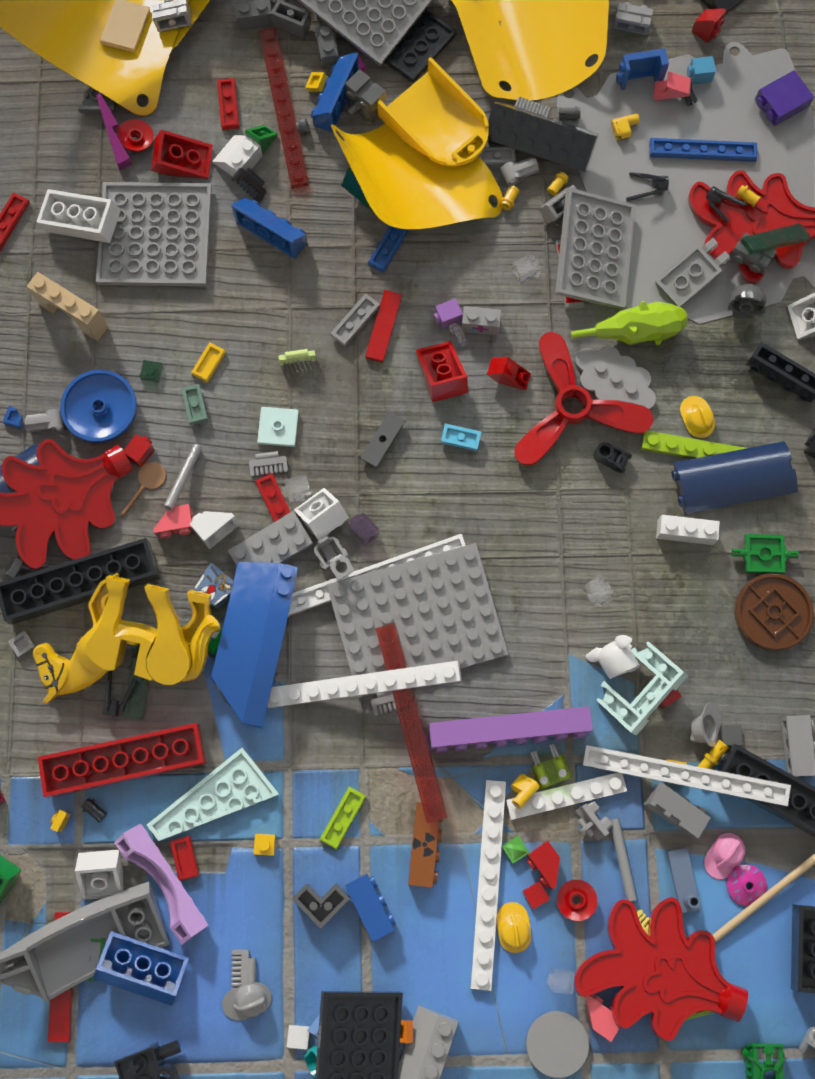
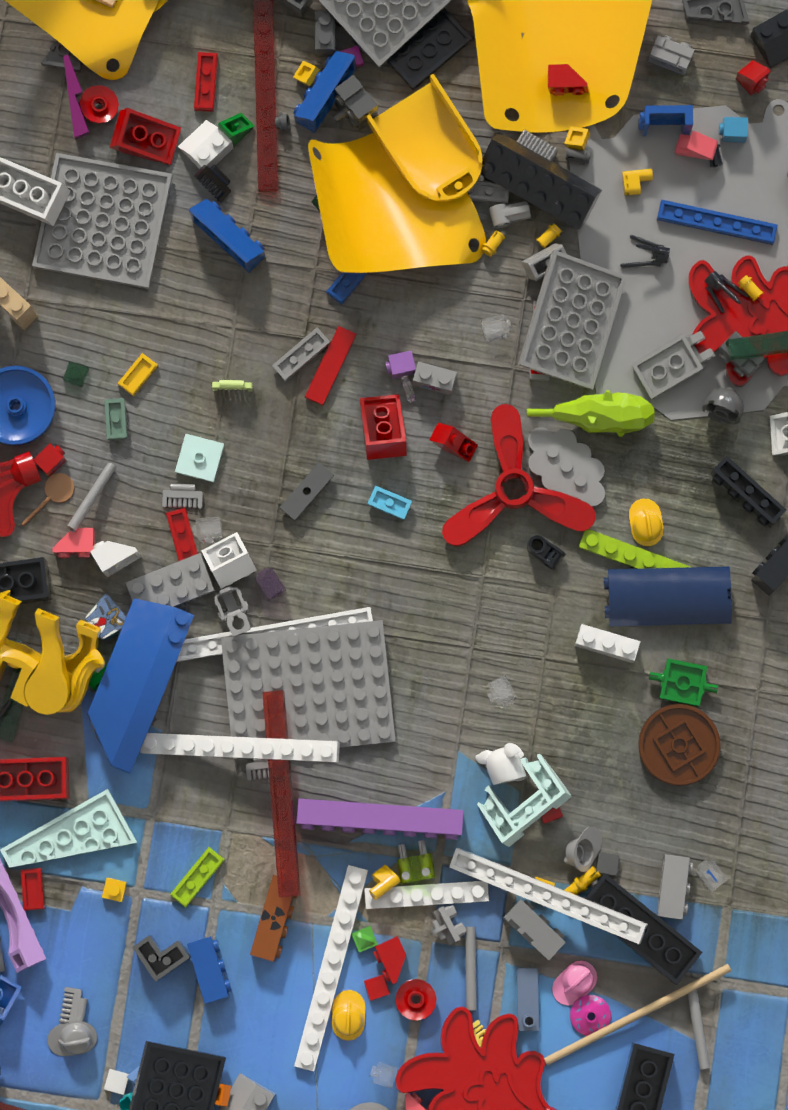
camera: 15 degrees right, 5 degrees up
(547, 51) = (565, 80): none -> red slope
(566, 98) = (577, 138): none -> yellow plate

